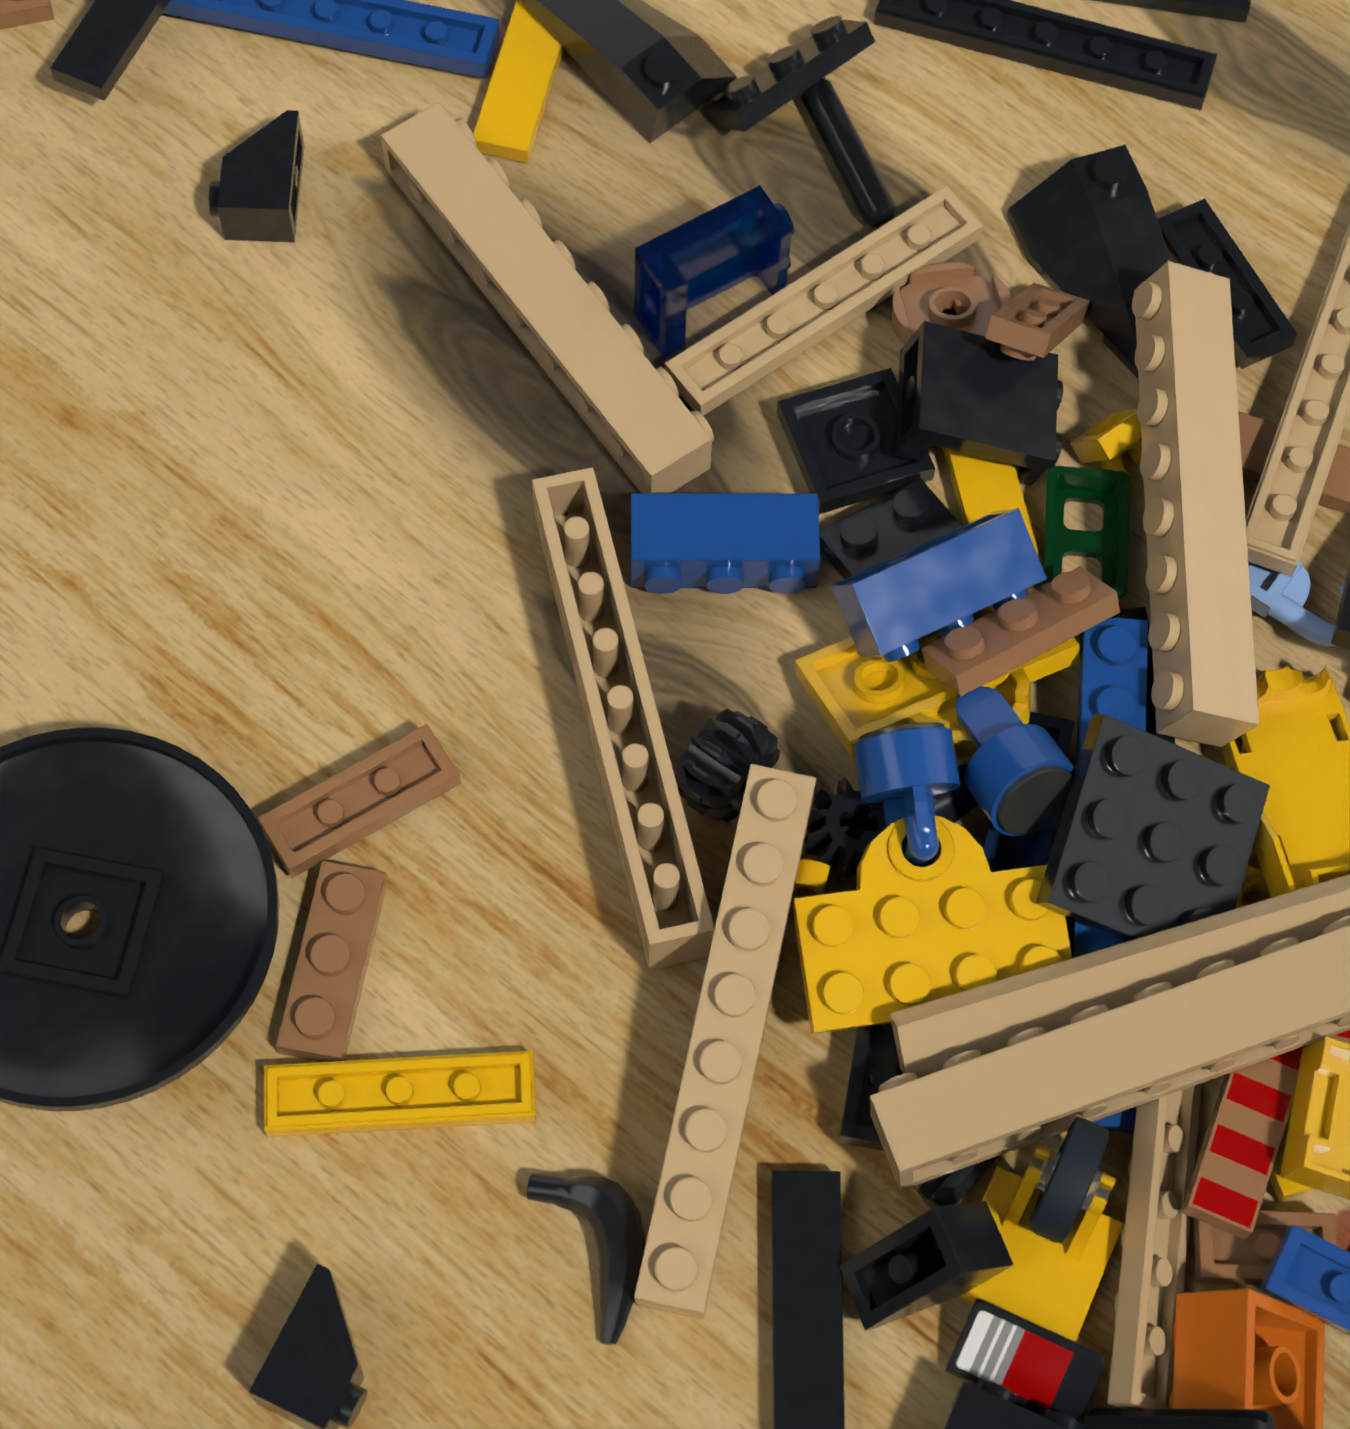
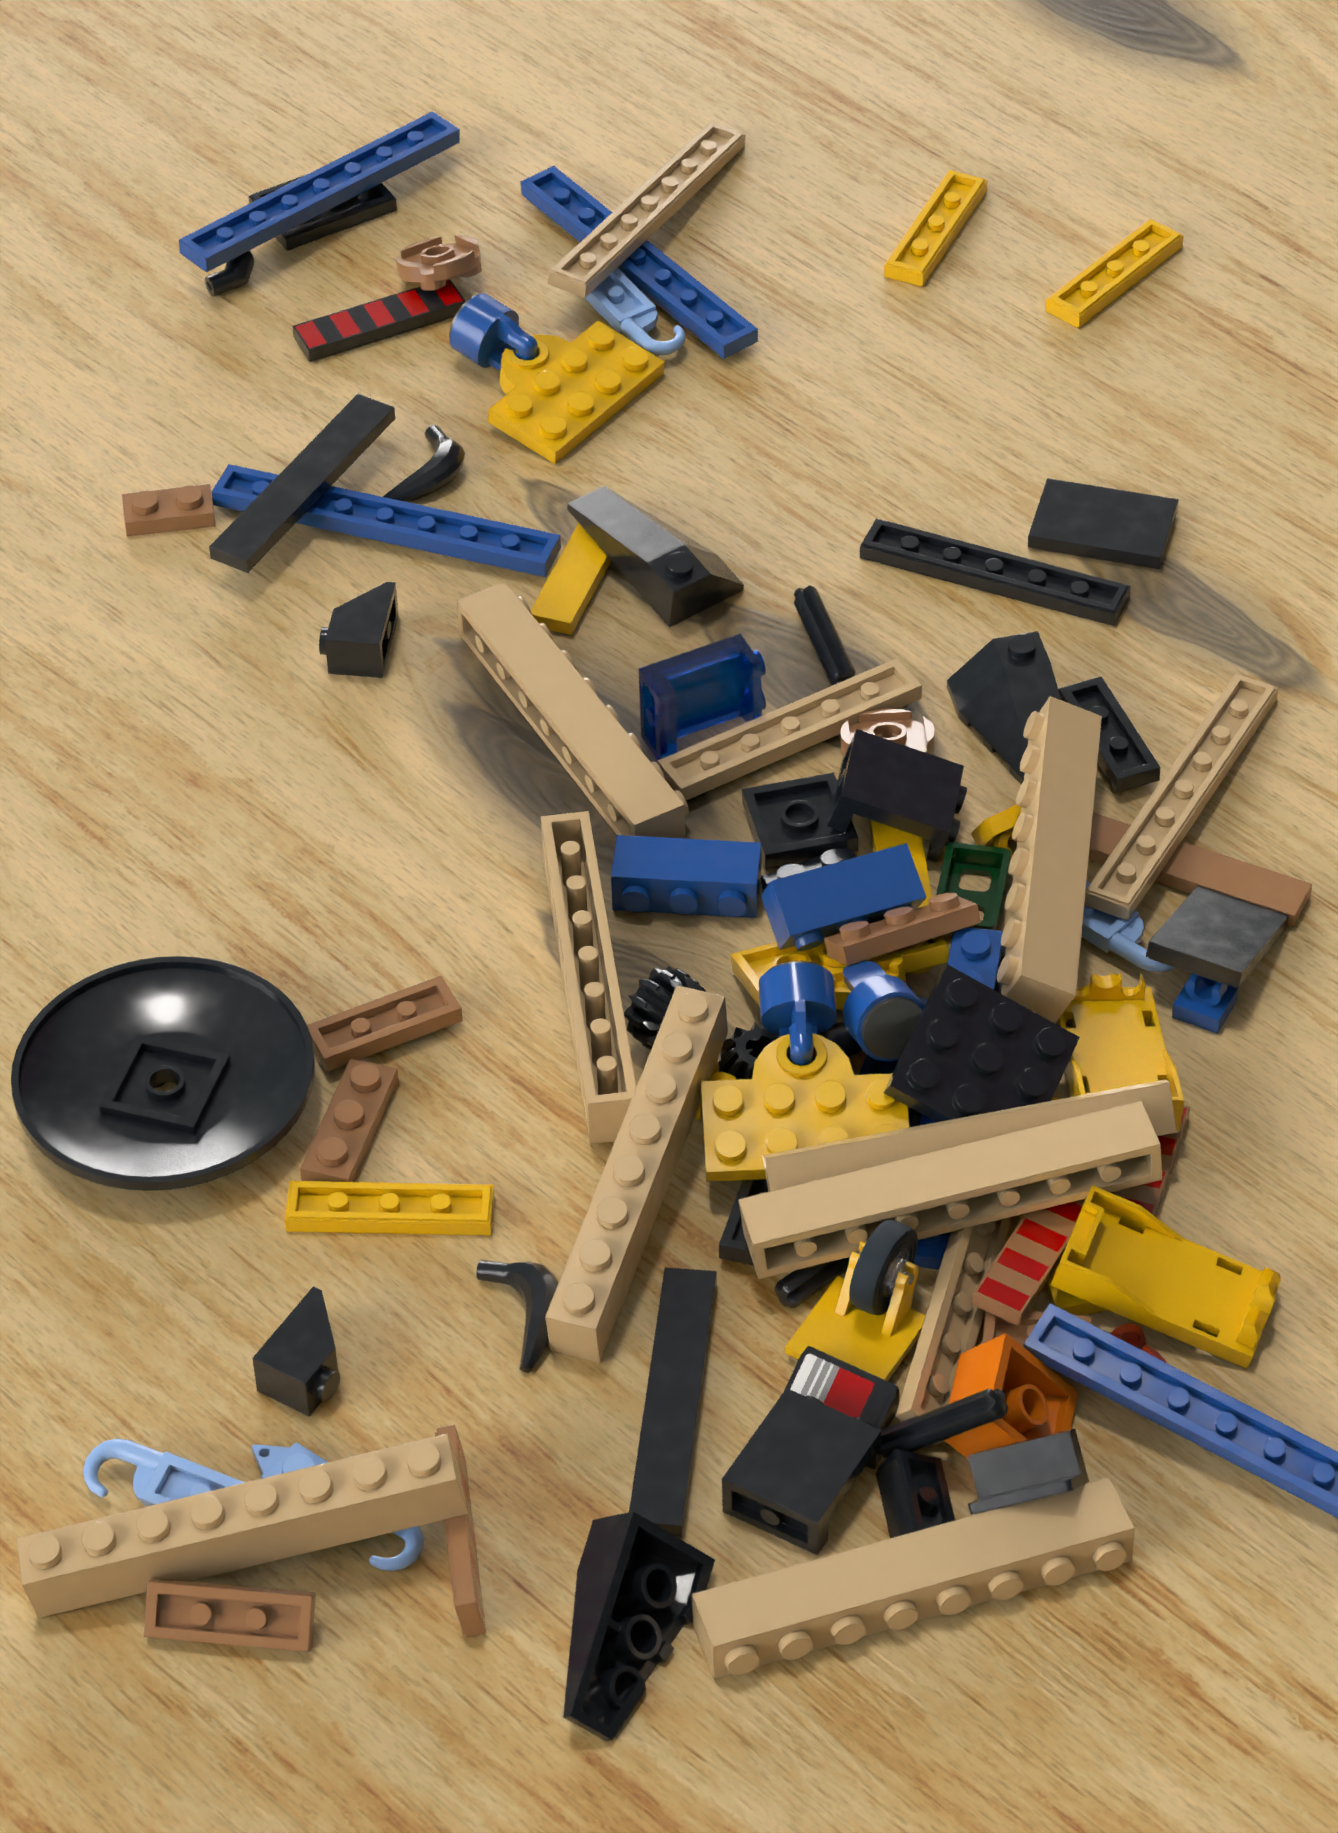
camera: 10 degrees right, 20 degrees down
(790, 73) = (784, 579): black plate -> none
(926, 1263) = (770, 1317): black slope -> none
(1036, 321) = (948, 741): medium nougat plate -> none

